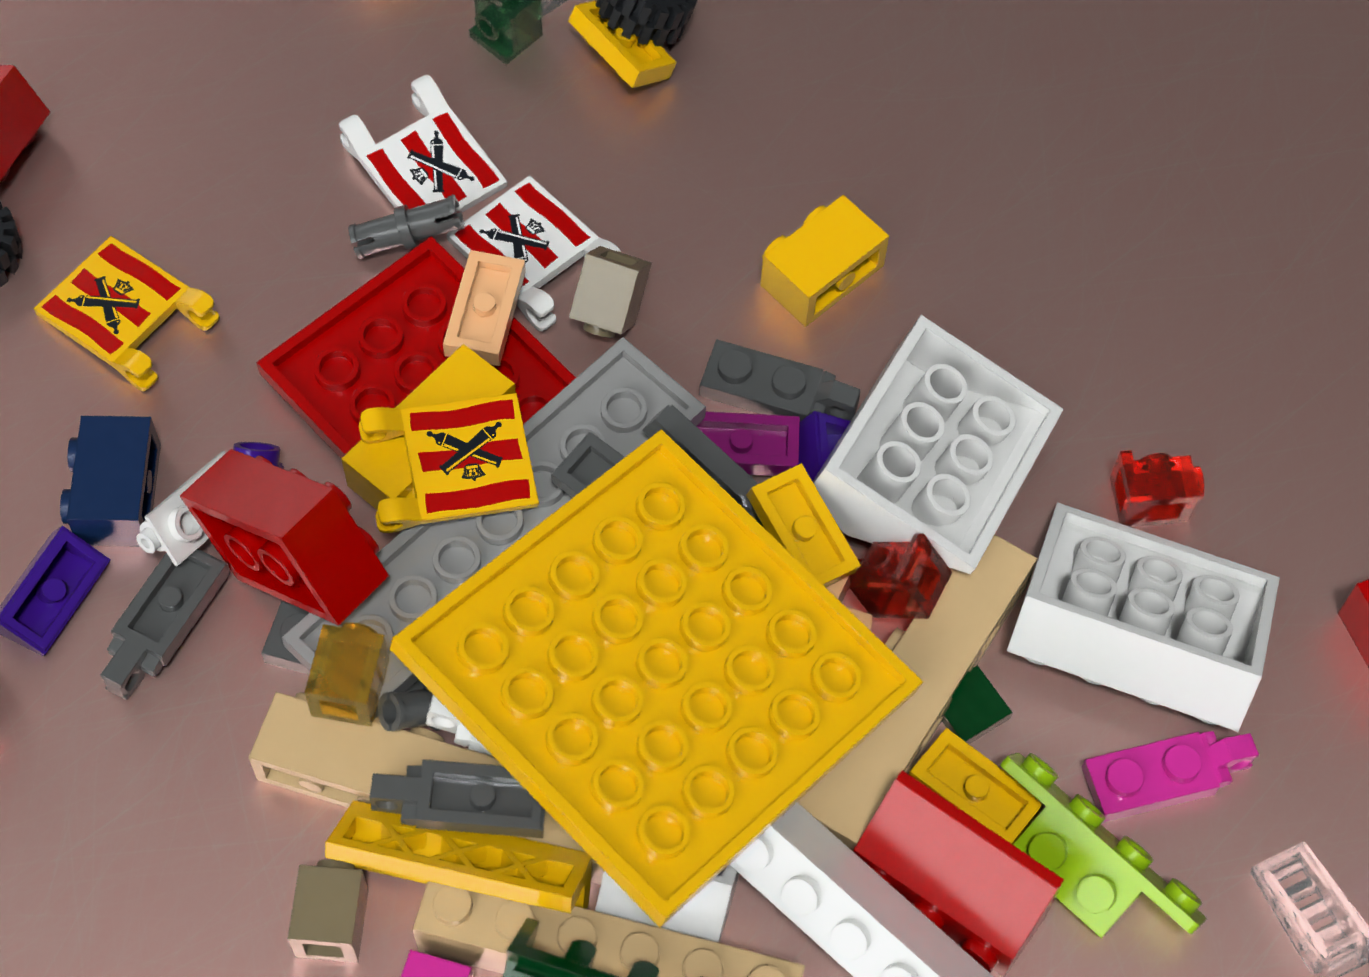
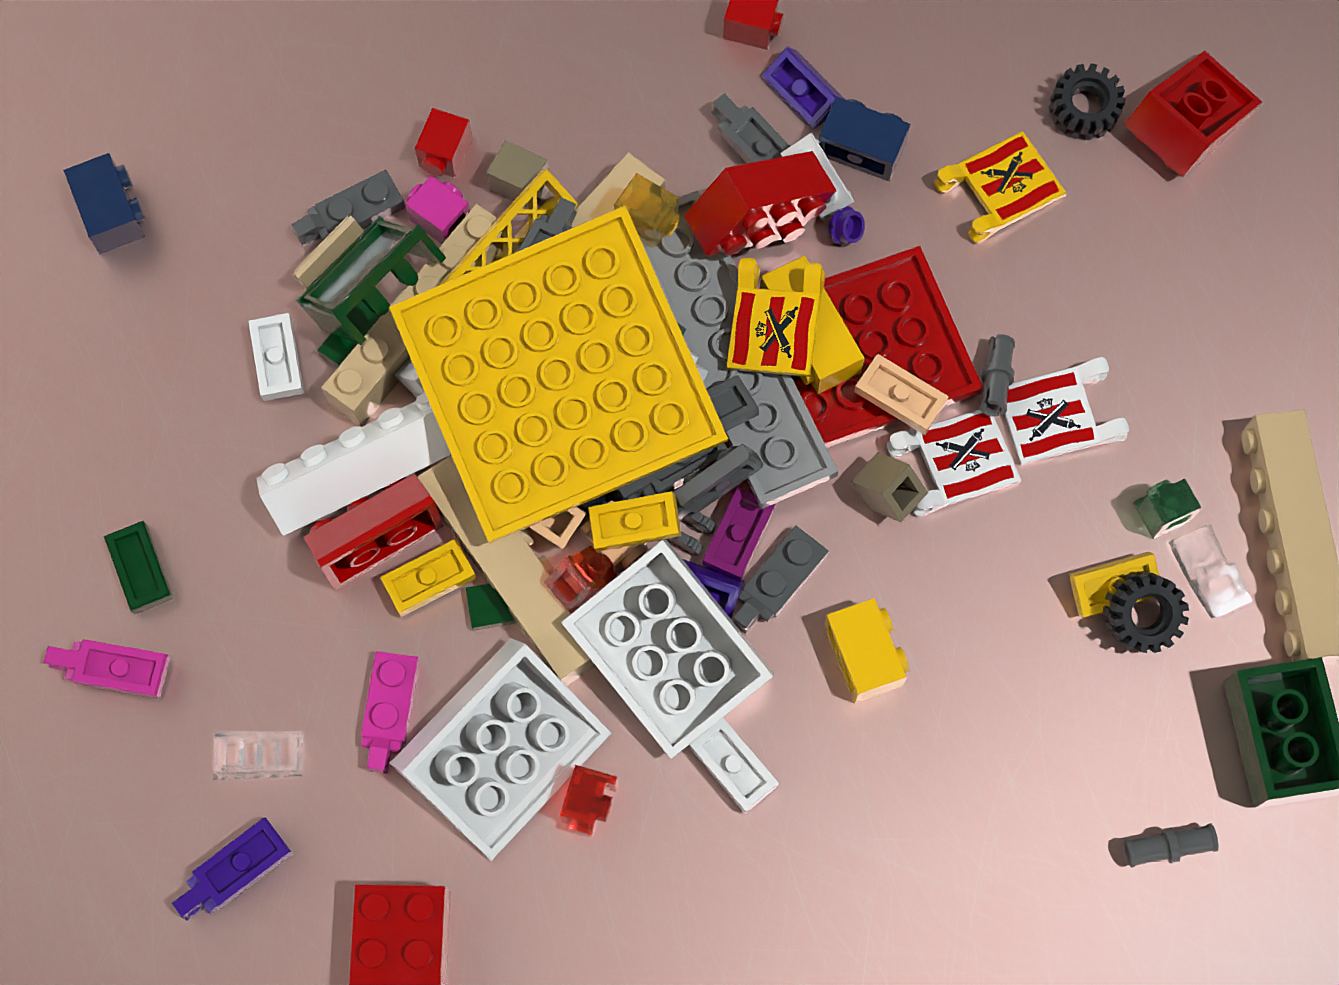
camera: 115 degrees right, 10 degrees up
(1035, 341) = (733, 765): none -> white plate
(1097, 868) = (353, 628): lime bracket -> none

